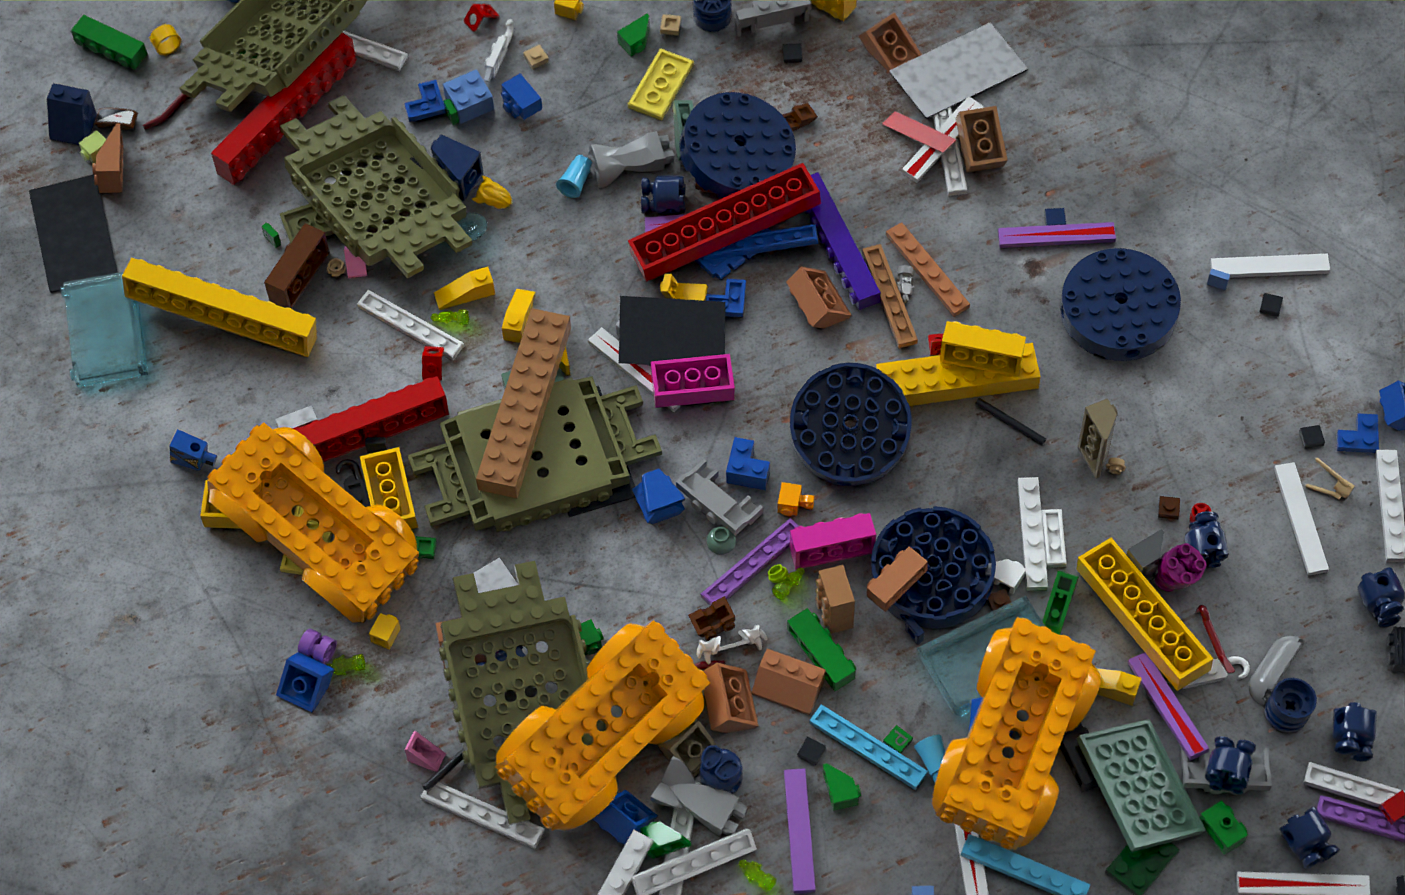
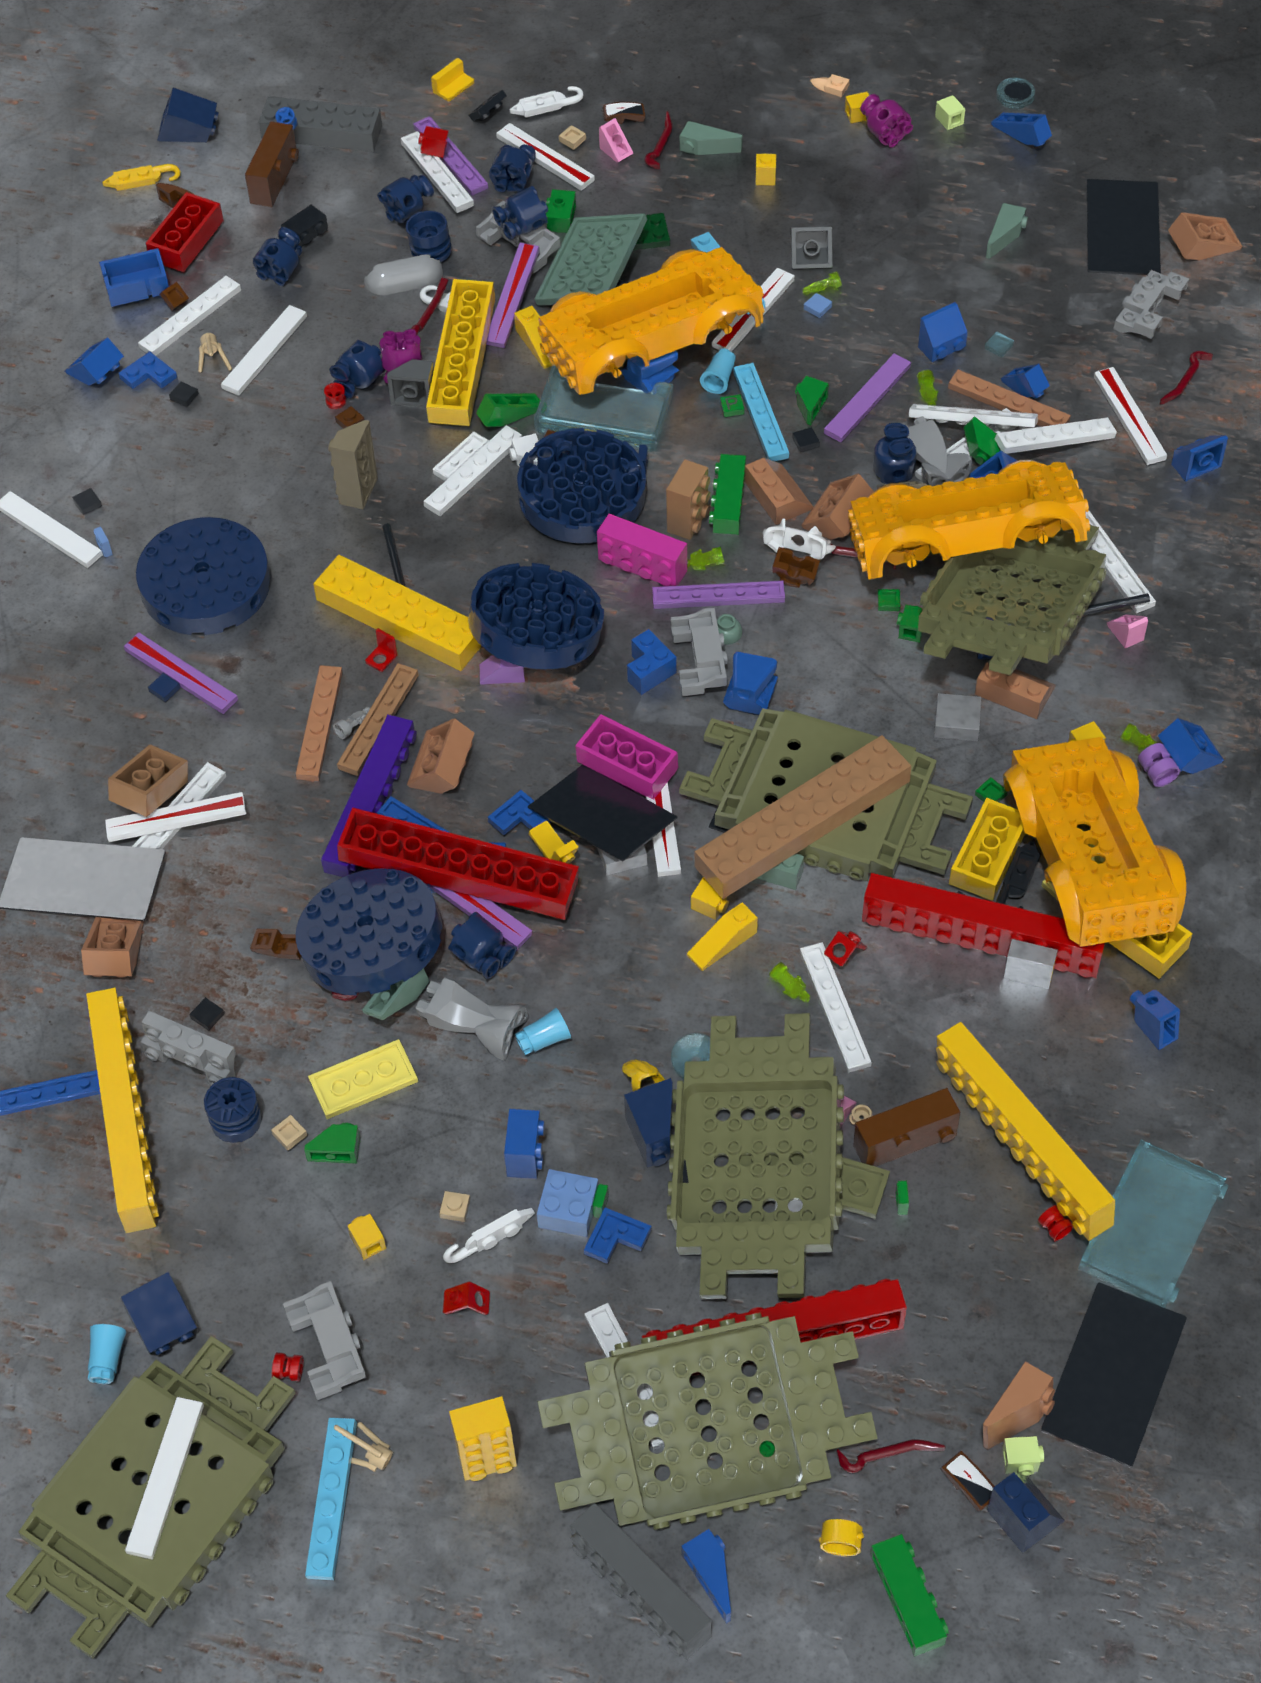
camera: 140 degrees left, 5 degrees down
(467, 288) = (752, 996): yellow slope -> none
(777, 573) = (707, 561): lime plate -> none
(791, 498) = (638, 614): light orange brick -> none
(896, 578) = (626, 474): nougat brick -> none
(919, 131) = (188, 838): sticker -> none
(982, 348) = (368, 581): yellow brick -> none

